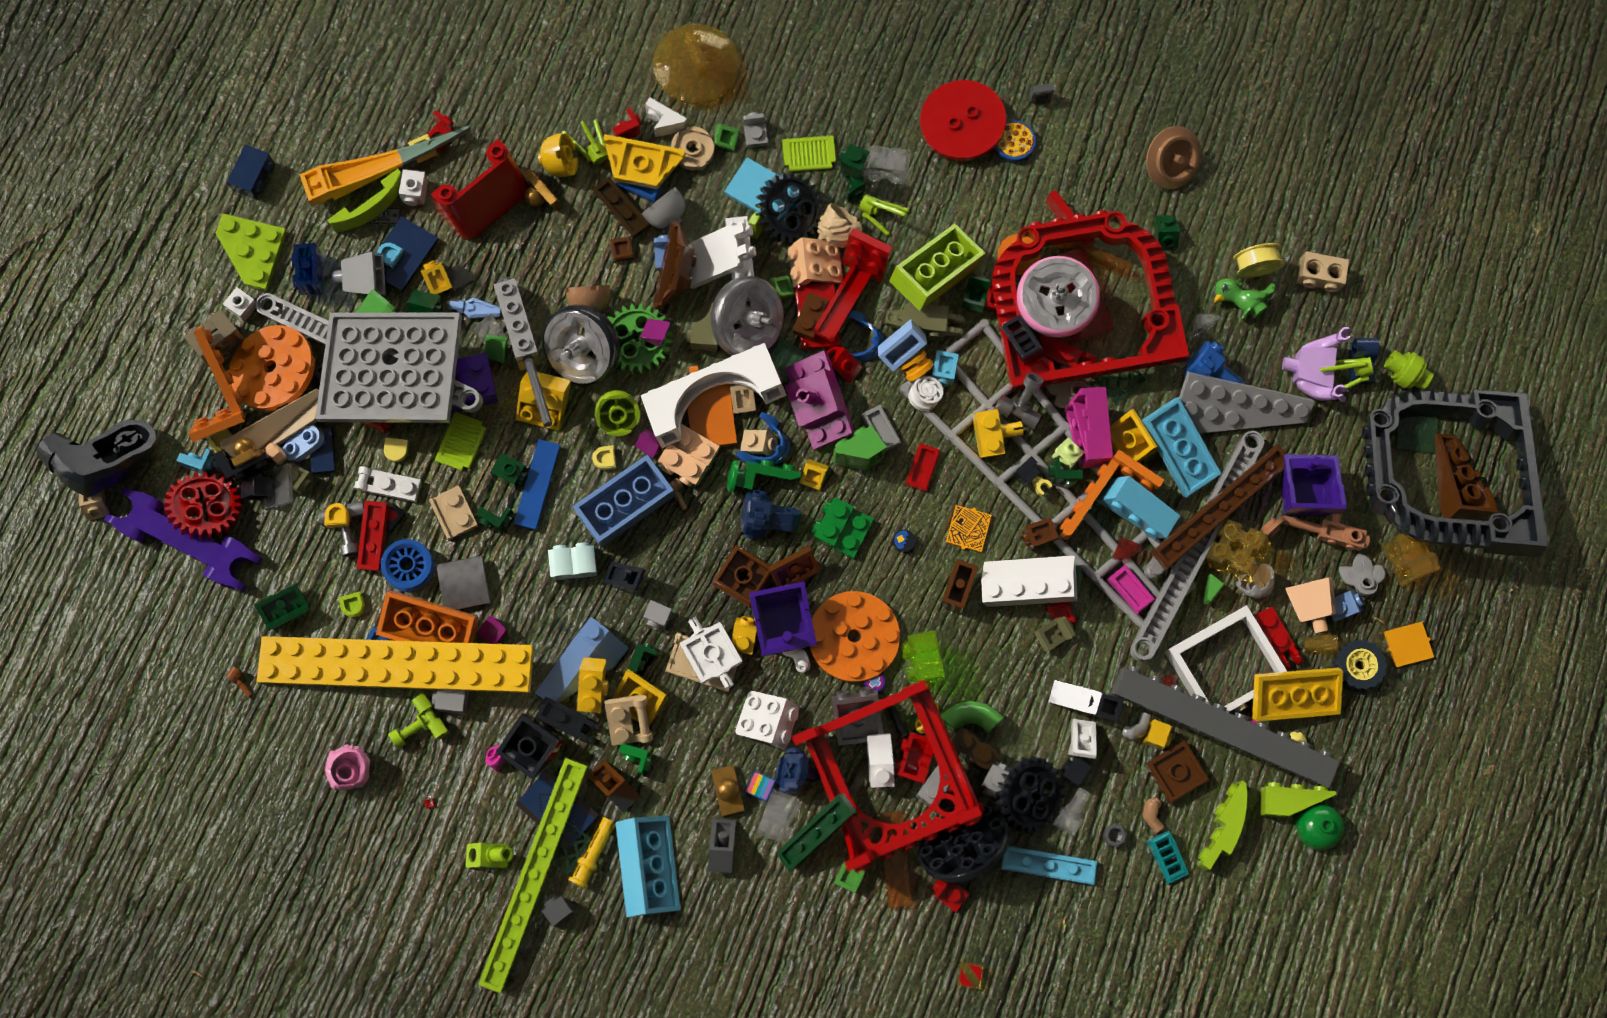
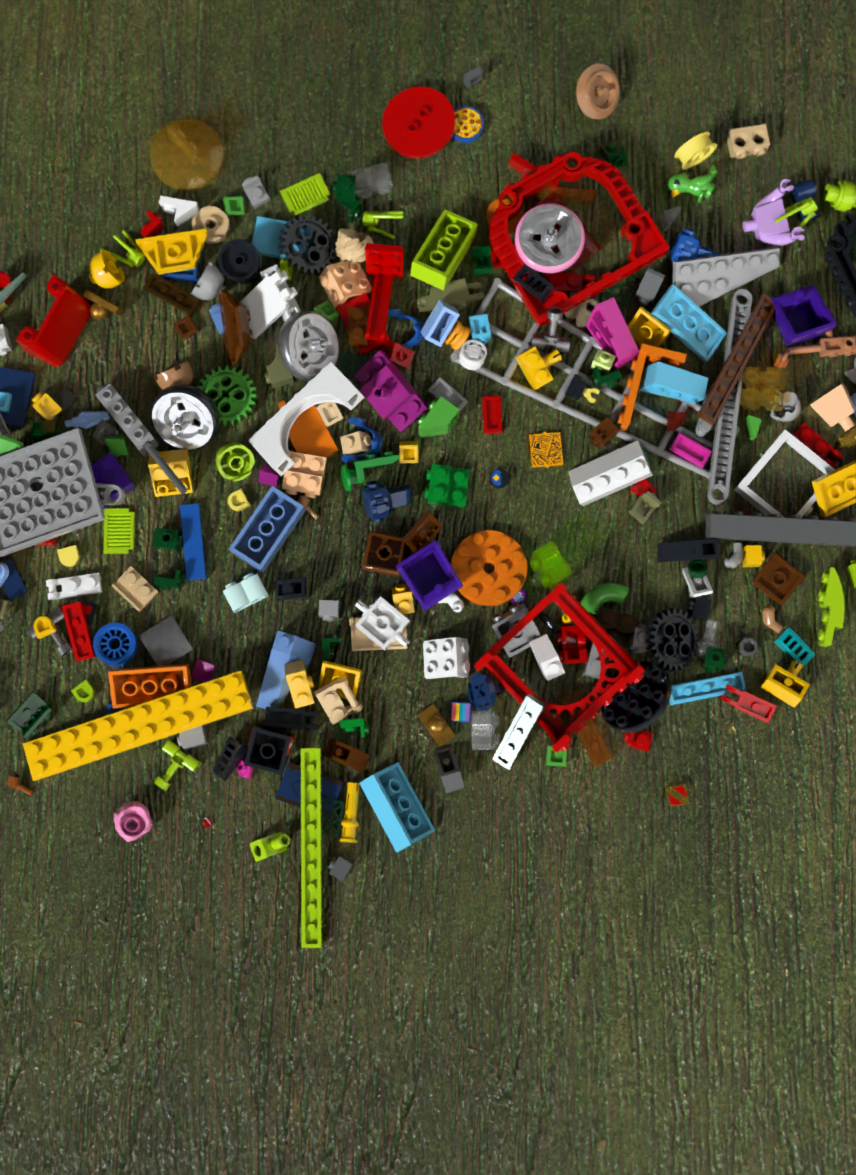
camera: 15 degrees left, 5 degrees up
(487, 734) = (233, 753): none -> black slope
(655, 331) = (239, 385): magenta slope -> none
(702, 188) = (239, 250): none -> black wheel
(959, 586) = (556, 498): reddish brown brick -> none
(1069, 835) = (713, 659): none -> dark green bracket
(1089, 725) = (697, 569): none -> dark green tile
(1093, 902) = (750, 704): none -> red hinge
(1141, 894) = (786, 684): none -> yellow brick
(1150, 391) = (649, 287): none -> dark grey slope

